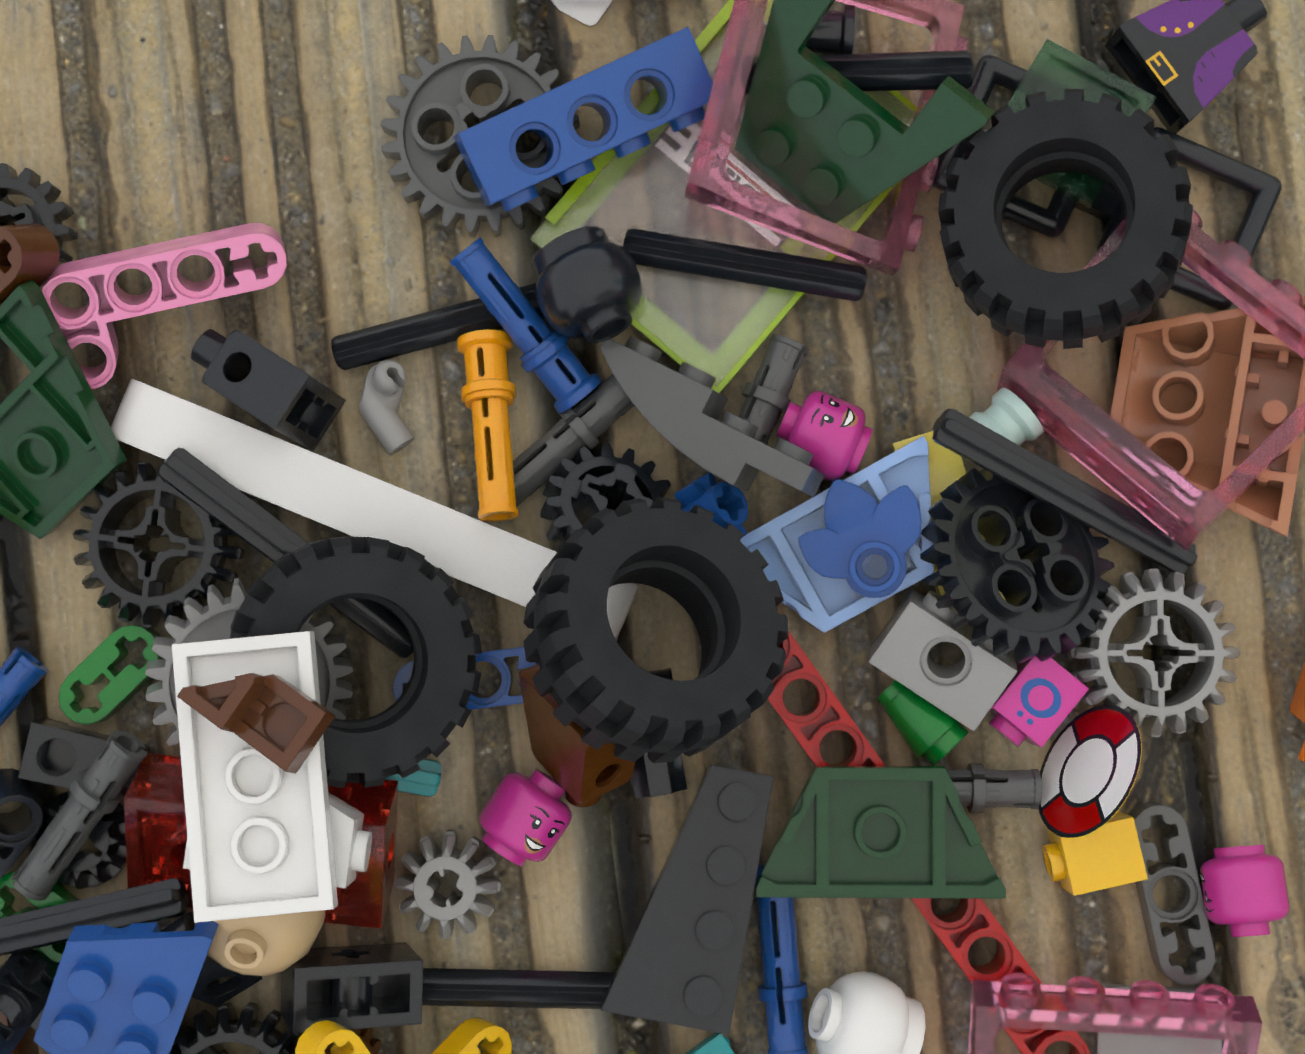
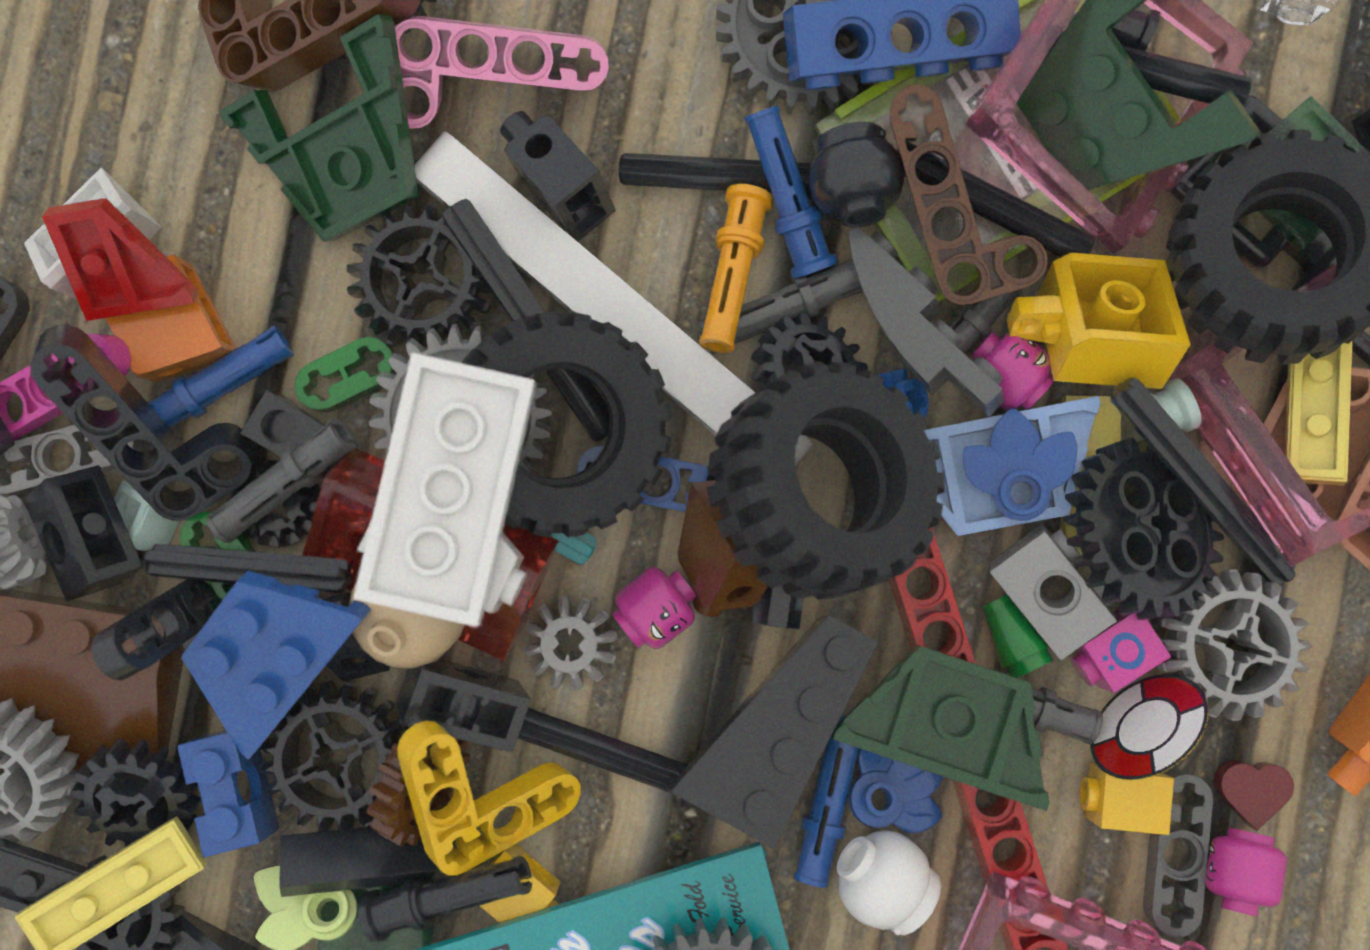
camera: 20 degrees right, 0 degrees up
(264, 714) = (473, 438): reddish brown slope -> none
(380, 405) = (645, 221): light grey arm -> none
(696, 274) = (953, 194): none -> reddish brown beam
(859, 924) = (905, 792): none -> blue plate
(902, 354) = (1105, 320): none -> yellow hinge
(1164, 381) = (1319, 417): none -> light yellow tile
(1229, 799) = (1254, 790): none -> dark red tile

